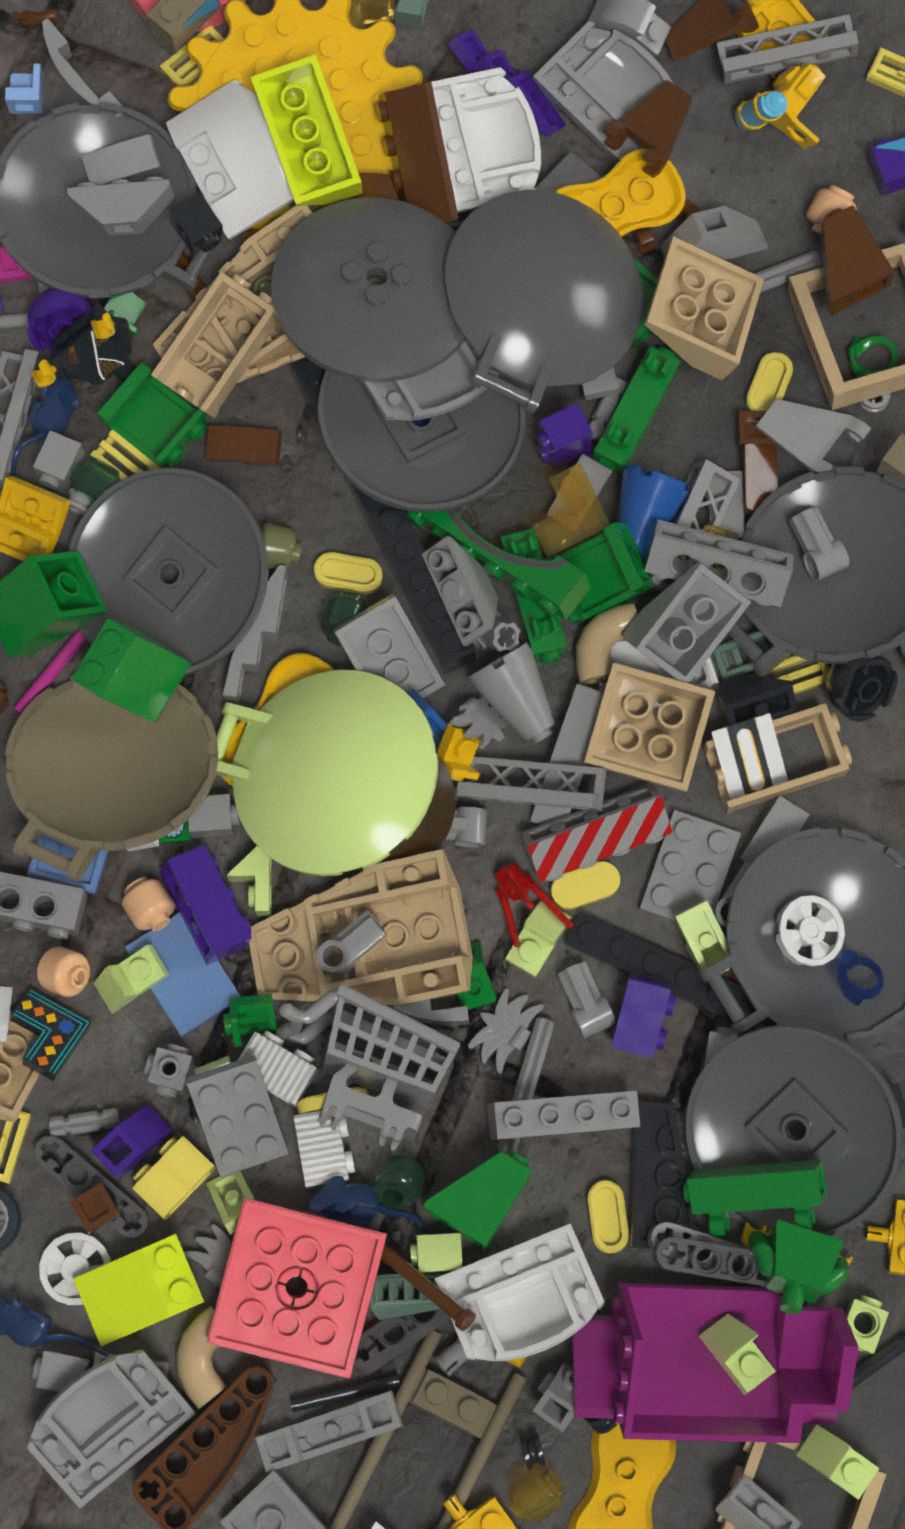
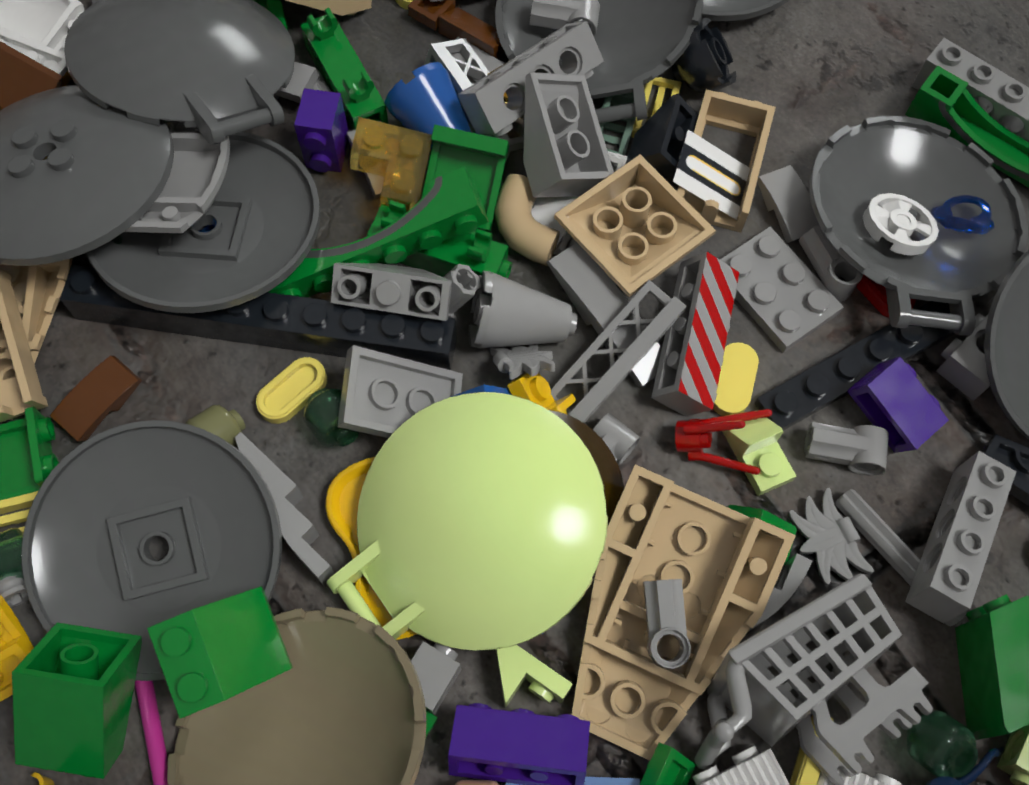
camera: 60 degrees left, 10 degrees down
(702, 934) = (856, 307): yellowish green slope -> none

